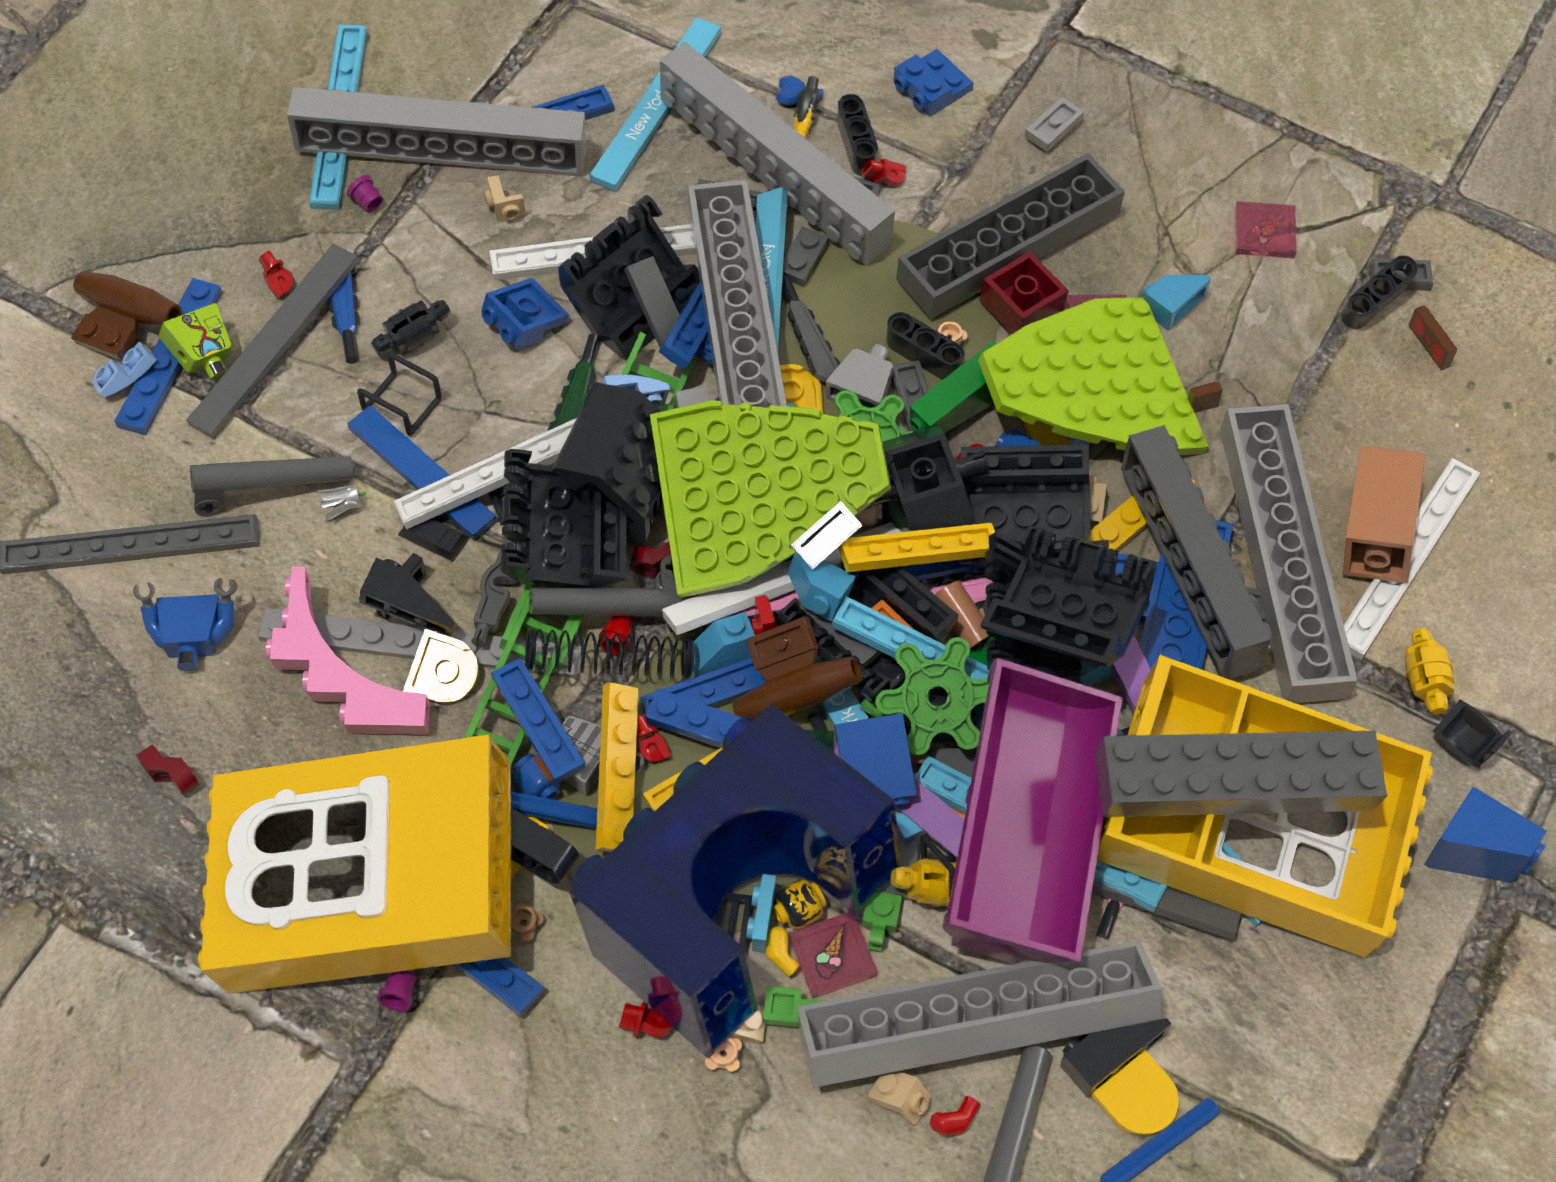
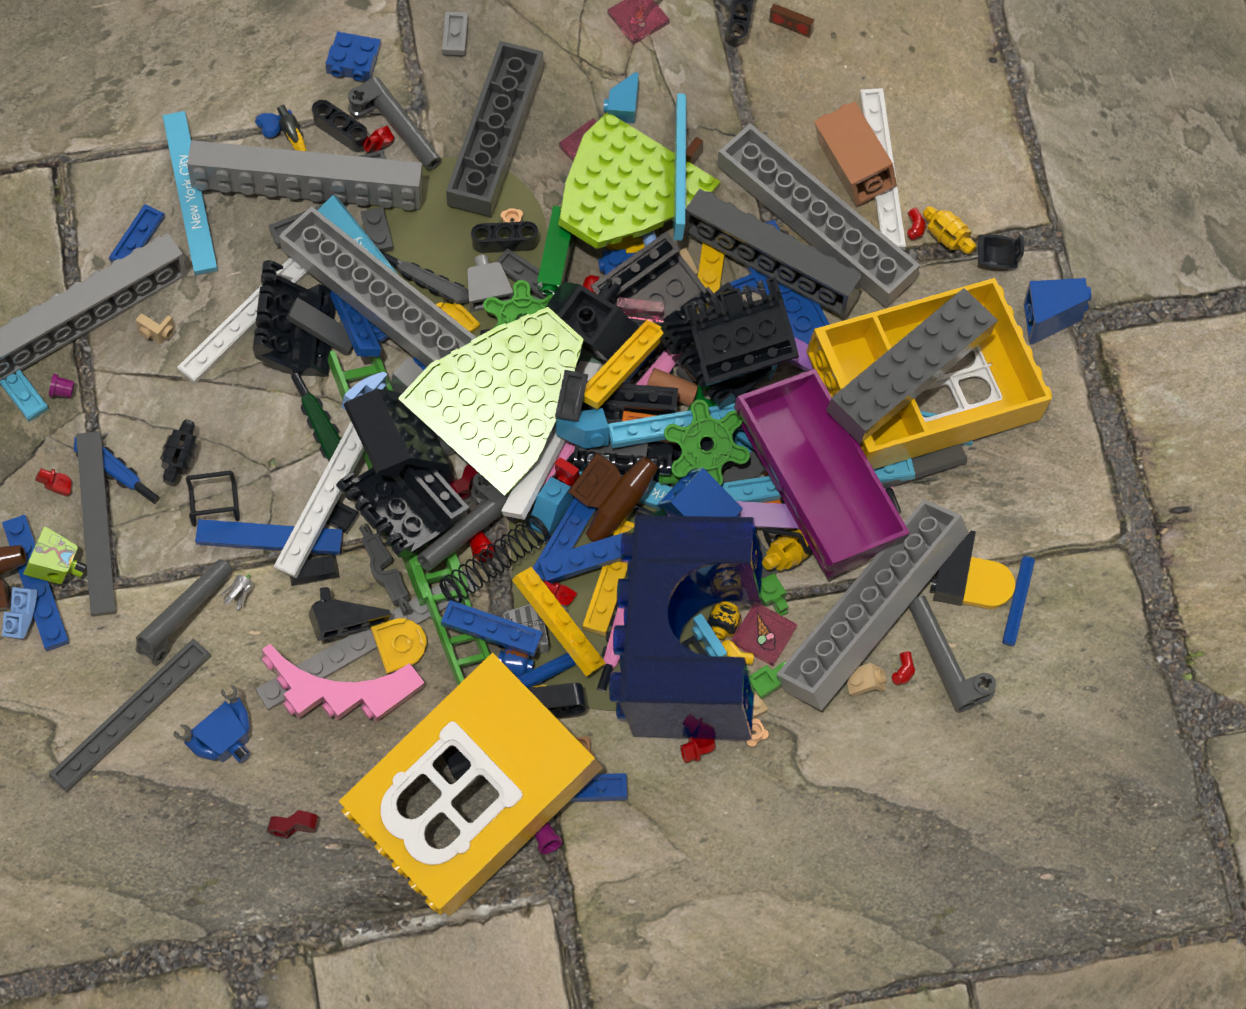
camera: 40 degrees left, 5 degrees up
(522, 312) = (239, 391): blue plate -> none
(919, 130) = (375, 95): none -> dark grey axle
(992, 507) = (642, 309): none -> clear pink tile
(1023, 293) = (536, 162): dark red brick -> none
(1167, 396) = (679, 167): none -> medium azure tile
(1398, 643) = (918, 226): none -> red arm

